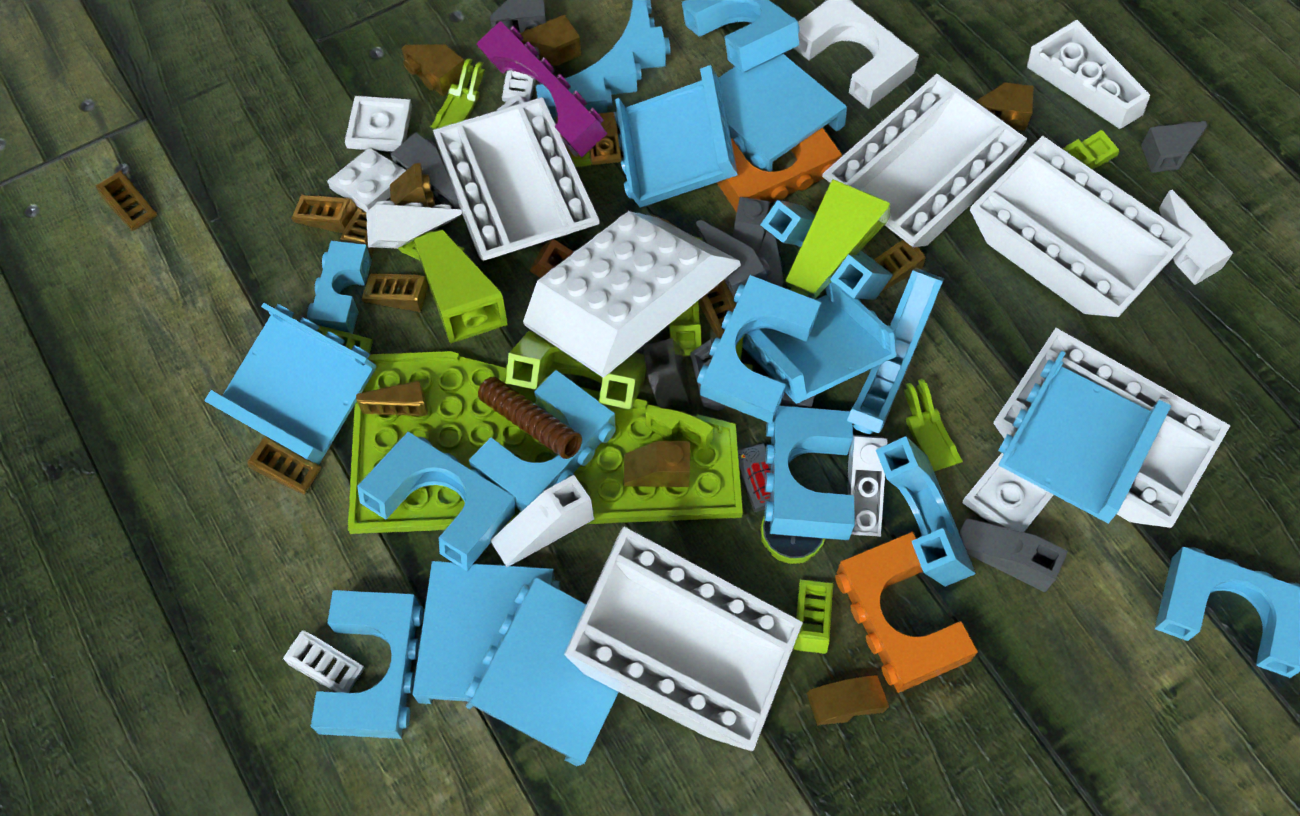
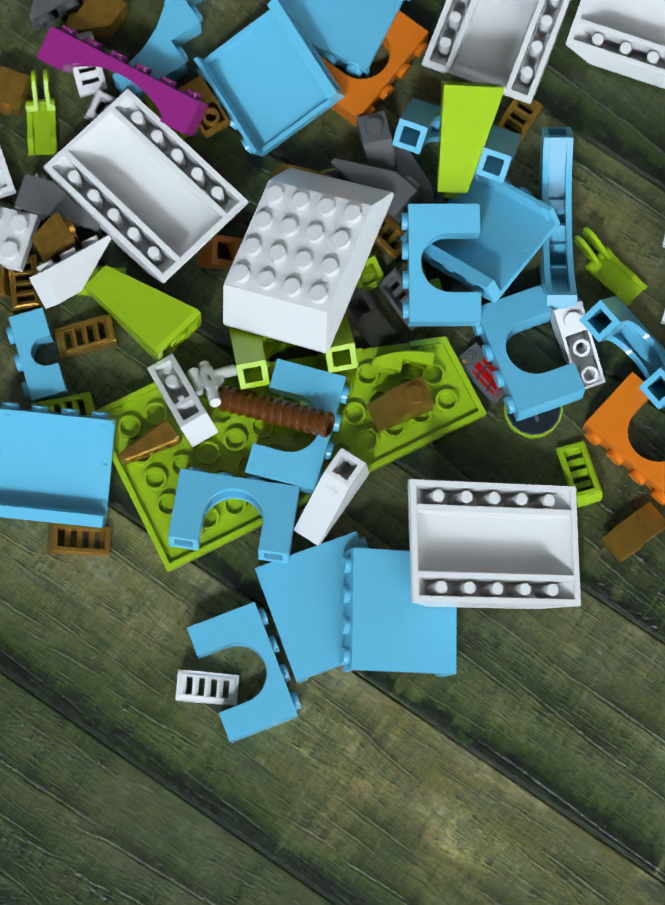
camera: 25 degrees left, 15 degrees up
(447, 376) = (182, 400): none -> white slope
(481, 366) = (210, 380): none -> white piece

